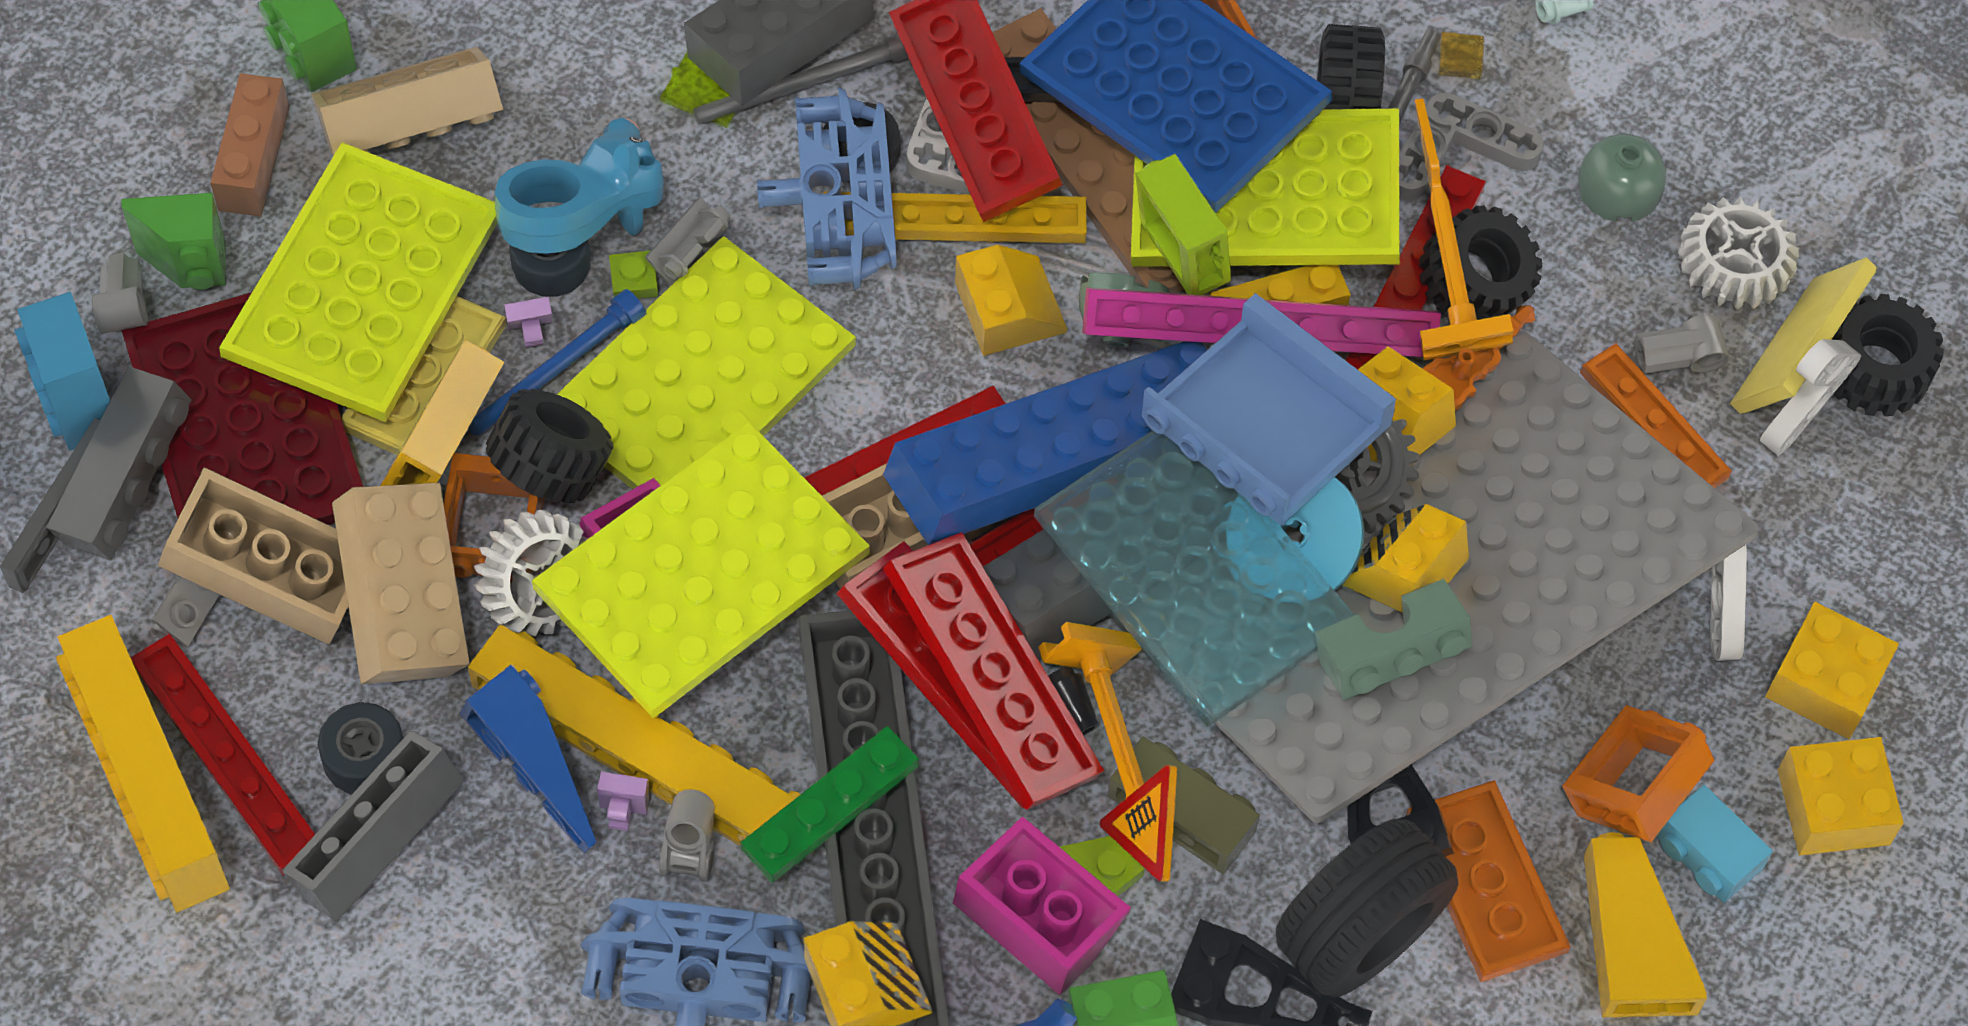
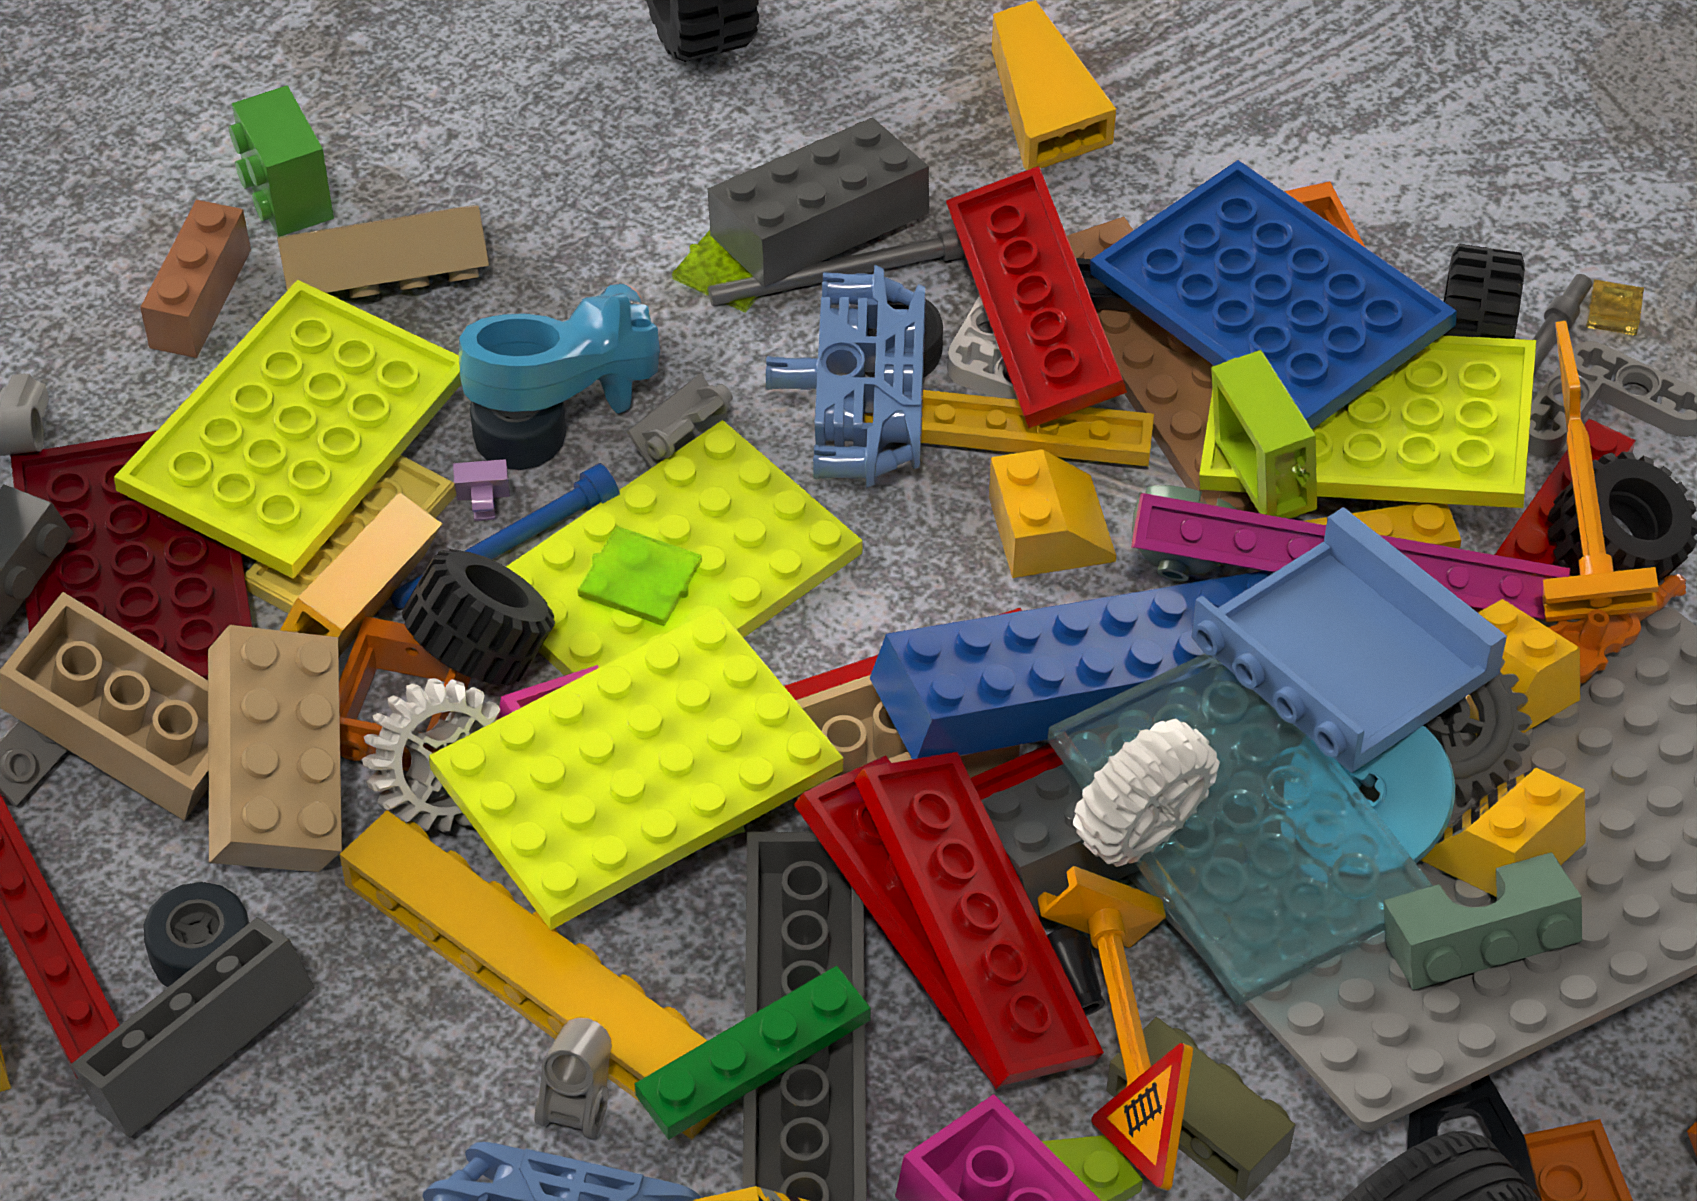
camera: 10 degrees right, 10 degrees down
(179, 237) = (95, 361): bright green slope -> none
(516, 726) = (384, 929): blue wedge -> none
(622, 797) = (503, 1026): lavender tile -> none
(633, 273) = (613, 450): lime plate -> none
(675, 390) = (640, 575): none -> clear neon green piece
(1121, 564) = (1146, 792): none -> white gear

